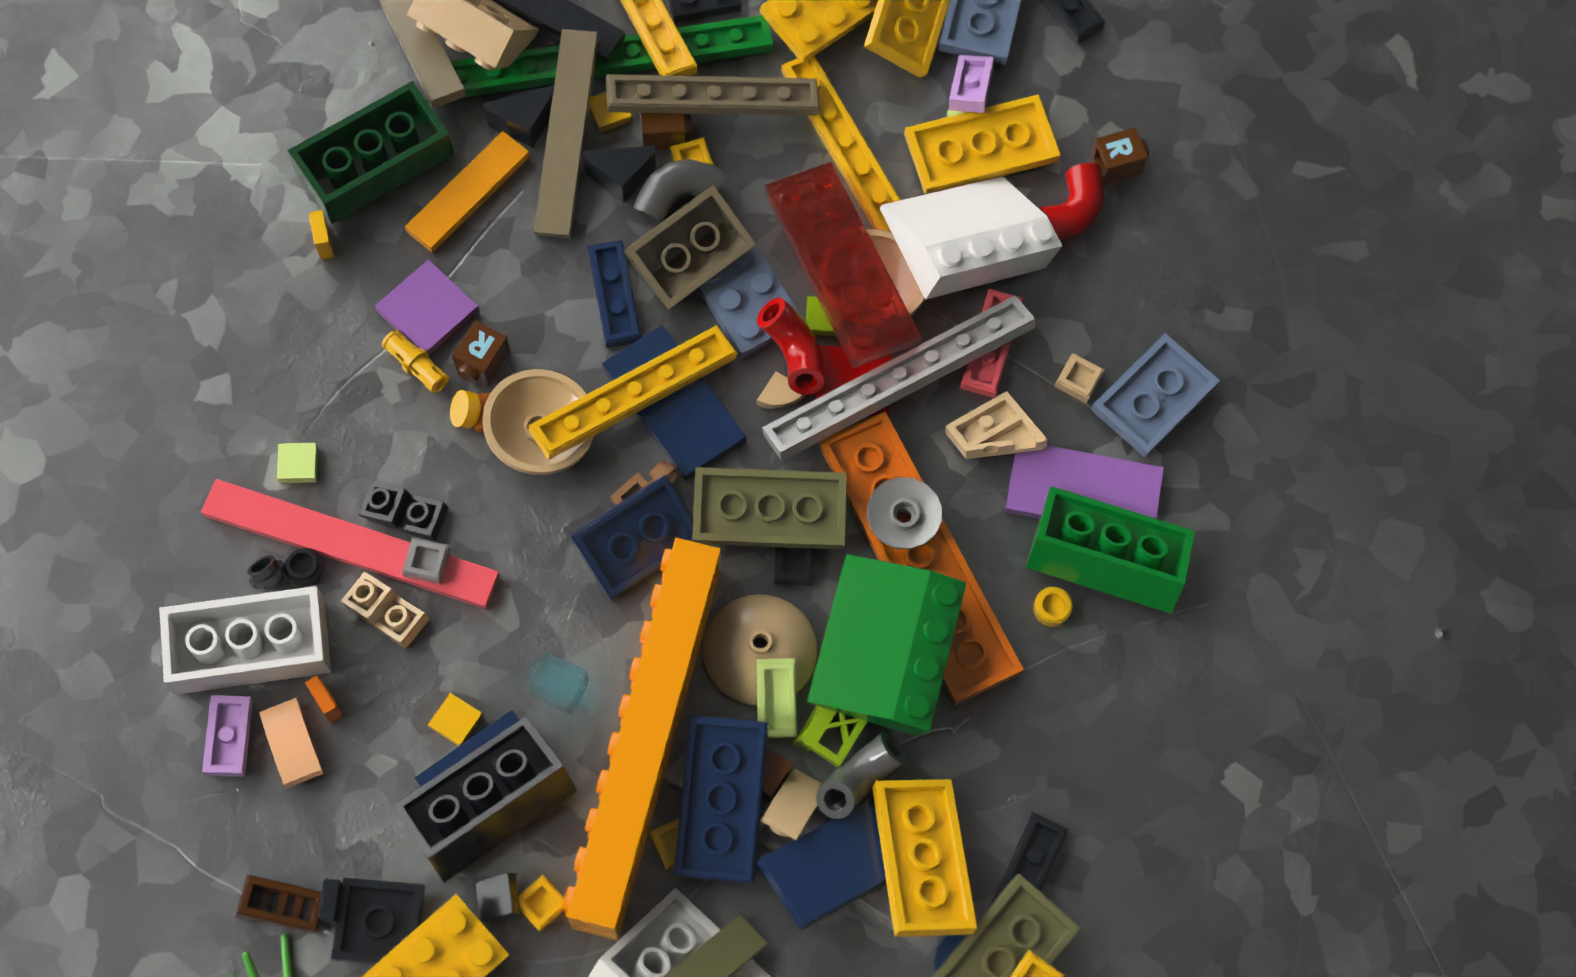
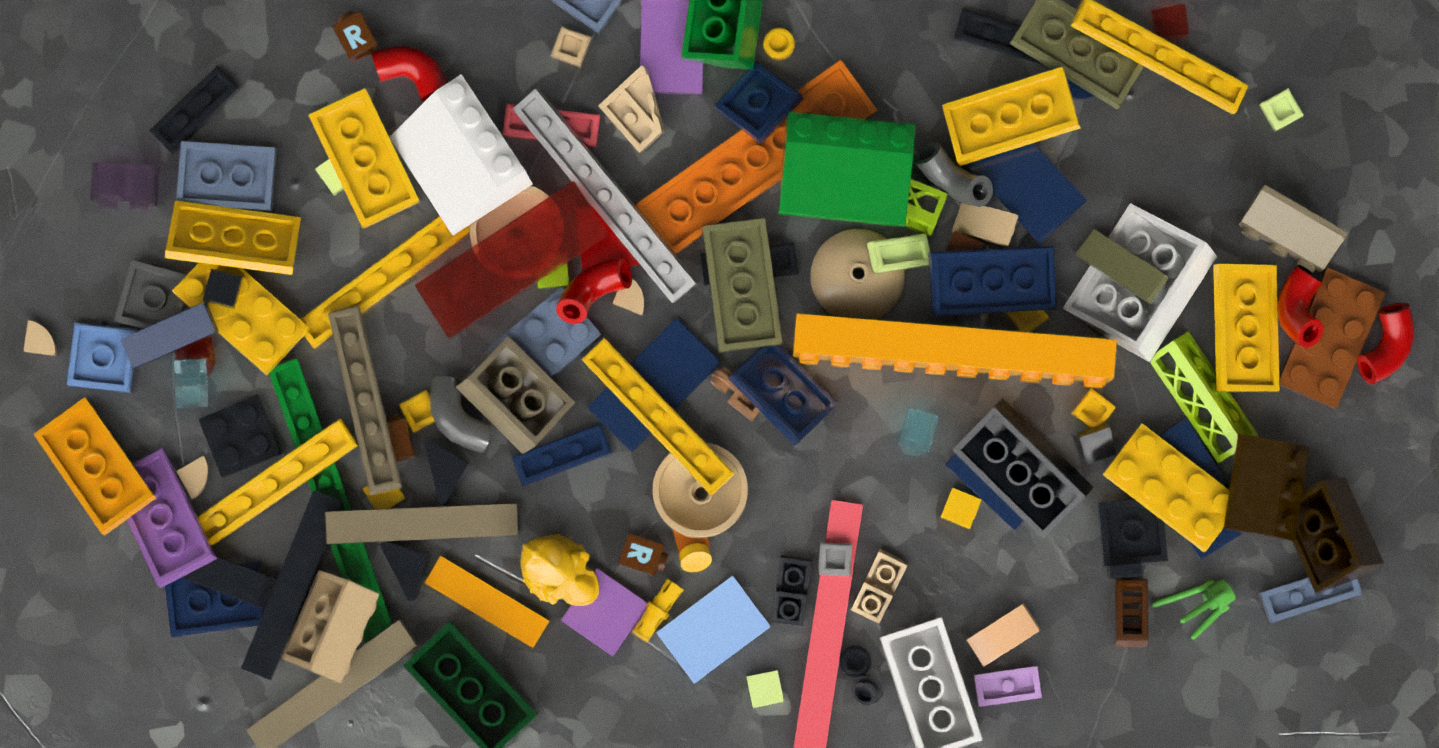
camera: 90 degrees left, 15 degrees up
(321, 234) = (555, 717): yellow tile -> none
(324, 698) = (964, 615): orange tile -> none
(379, 419) = (713, 629): none -> light blue tile
(483, 255) = (557, 569): none -> yellow head
(907, 497) = (724, 157): light grey dish -> none
(971, 83) = (307, 176): lavender plate -> none
(986, 564) = (758, 102): none -> dark blue tile

